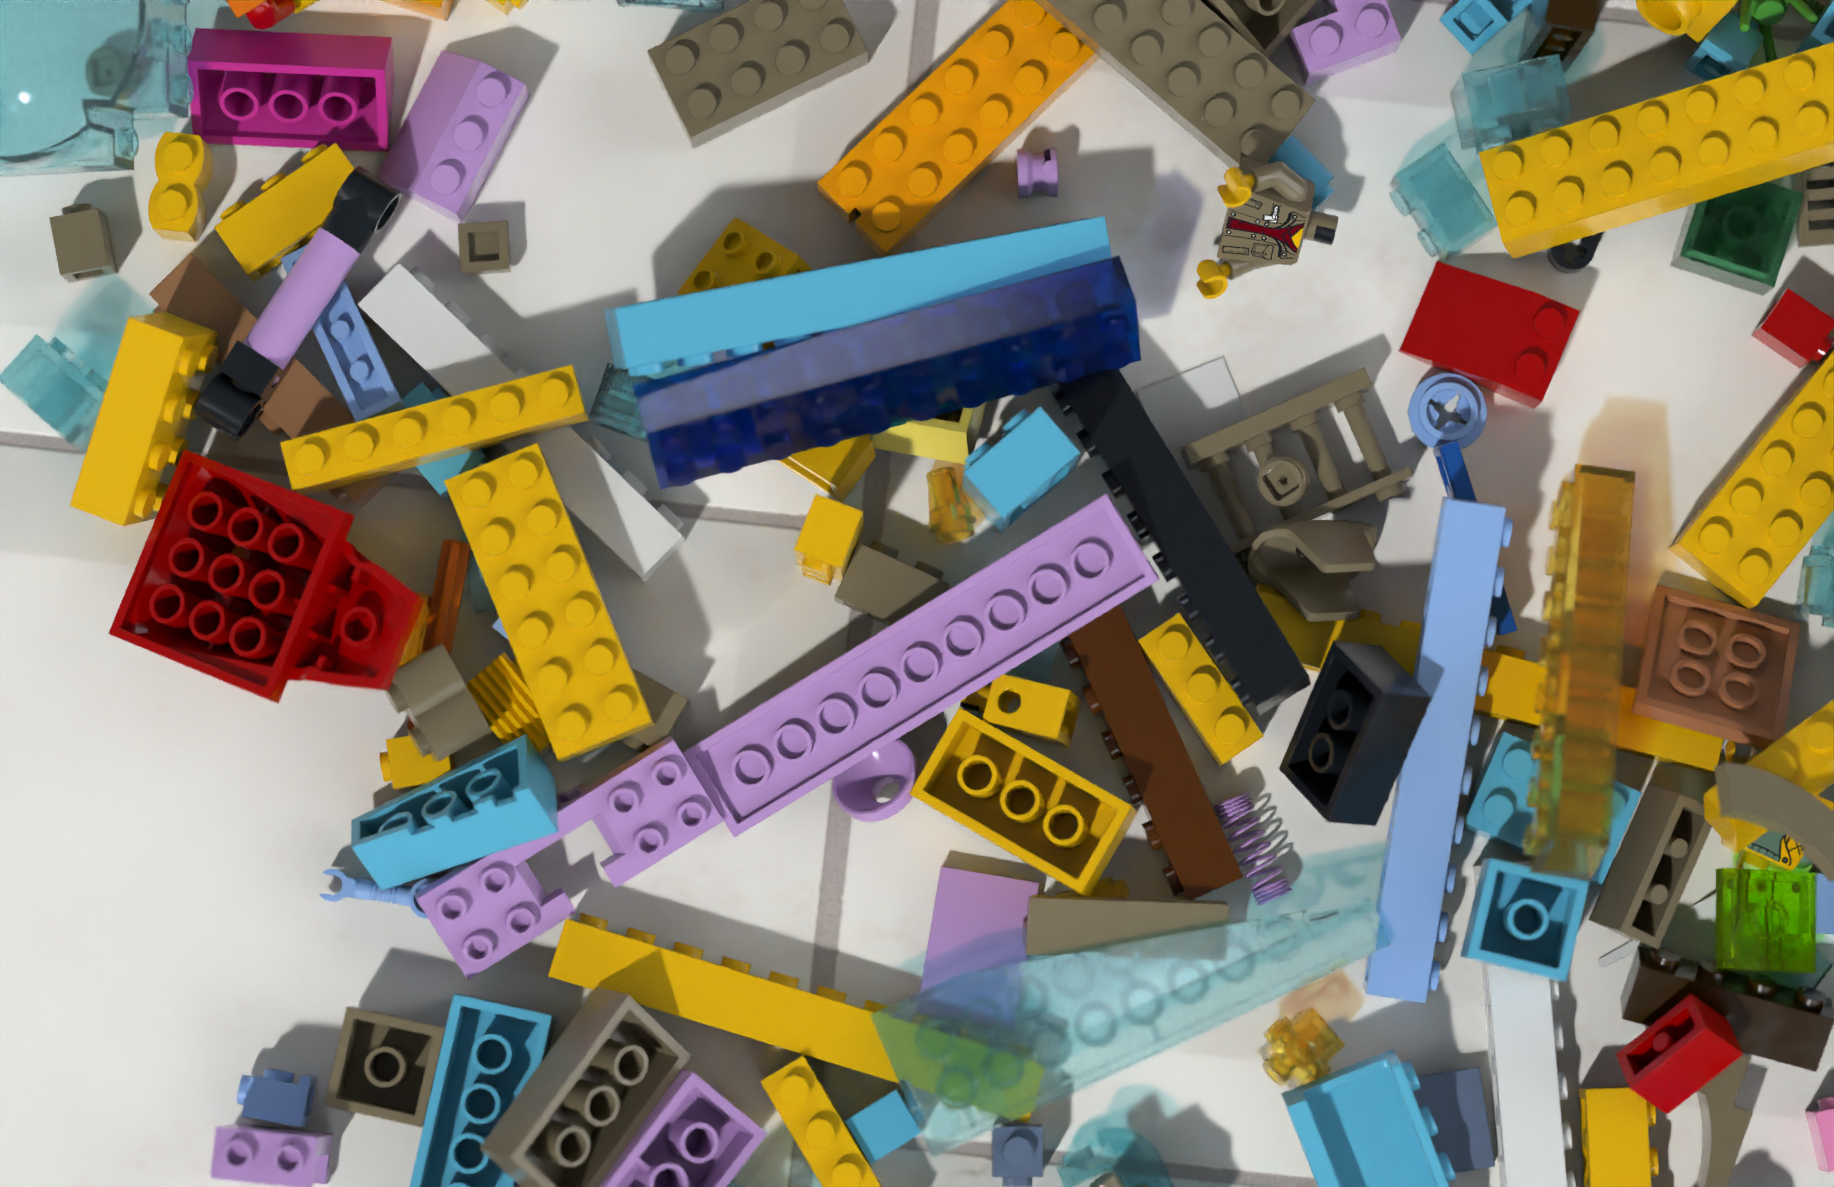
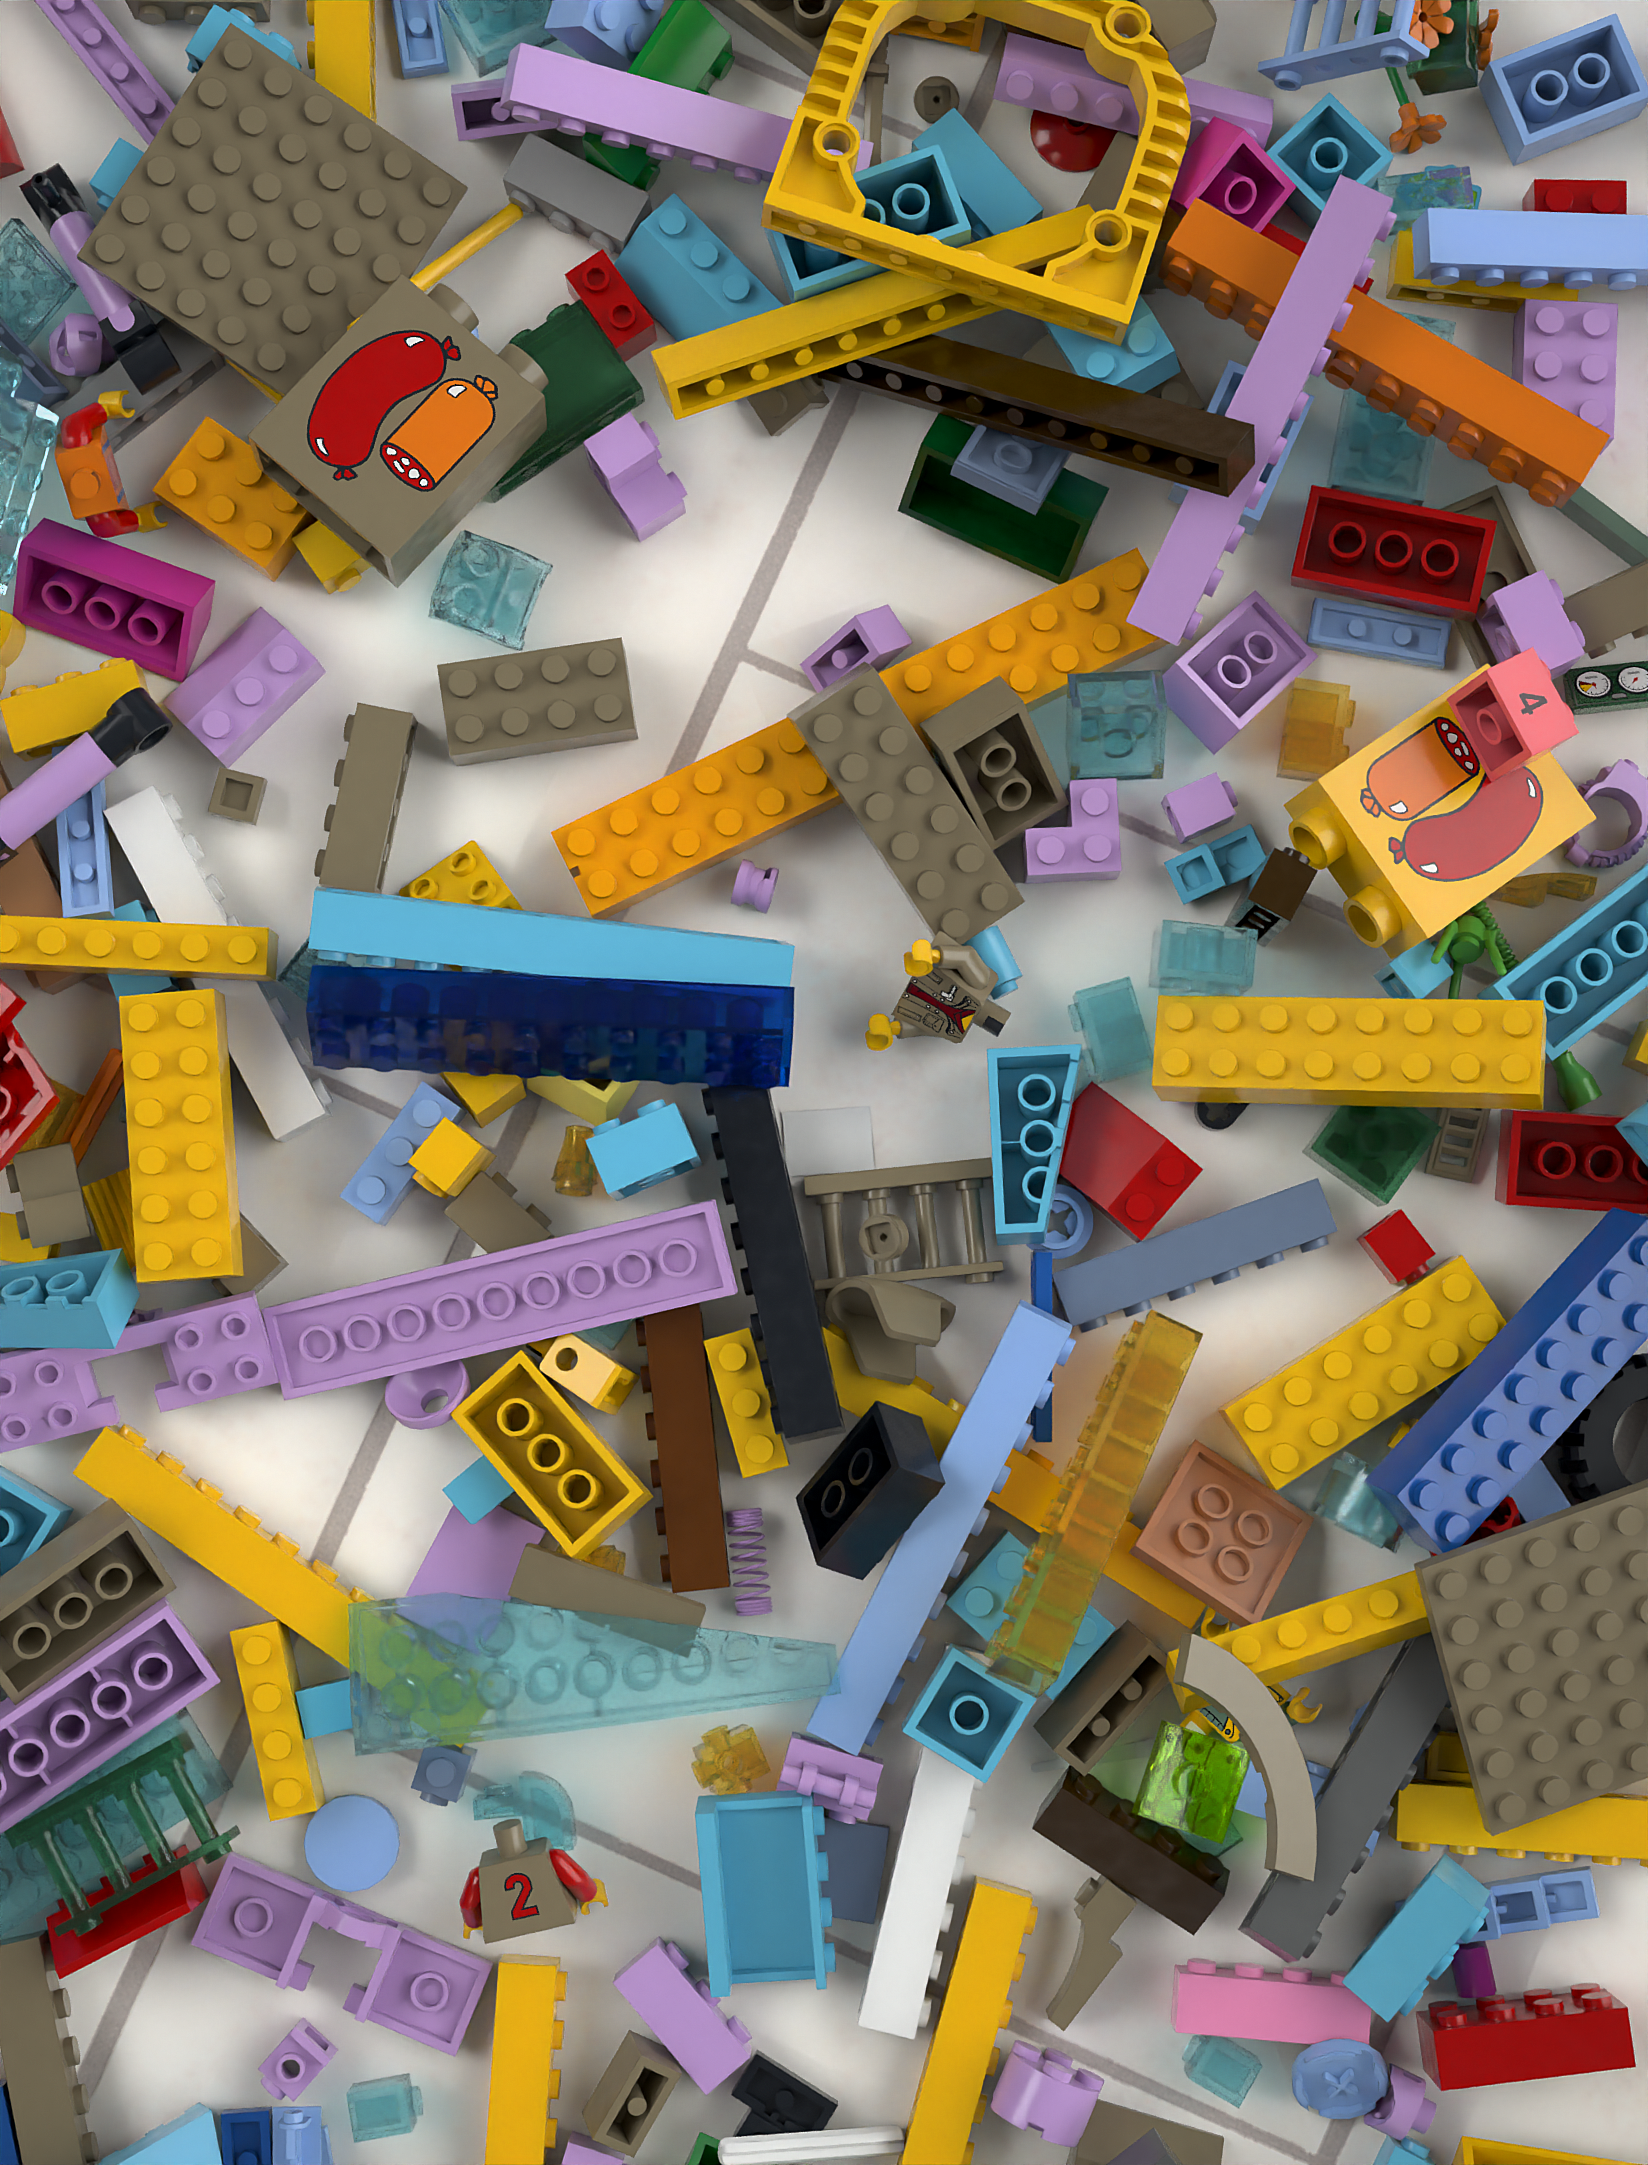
camera: 20 degrees right, 0 degrees up
(618, 208) = (367, 799): none -> dark tan brick
(770, 553) = (386, 1174): none -> light blue brick
(961, 861) = (478, 1490): none -> medium azure panel
(1391, 324) = (1029, 1125): none -> medium azure wedge
(1413, 1031) = (834, 1776): none -> lavender brick
(1596, 398) = (1194, 1253): none -> sand blue brick
(1679, 1054) = (1070, 1881): red brick -> none

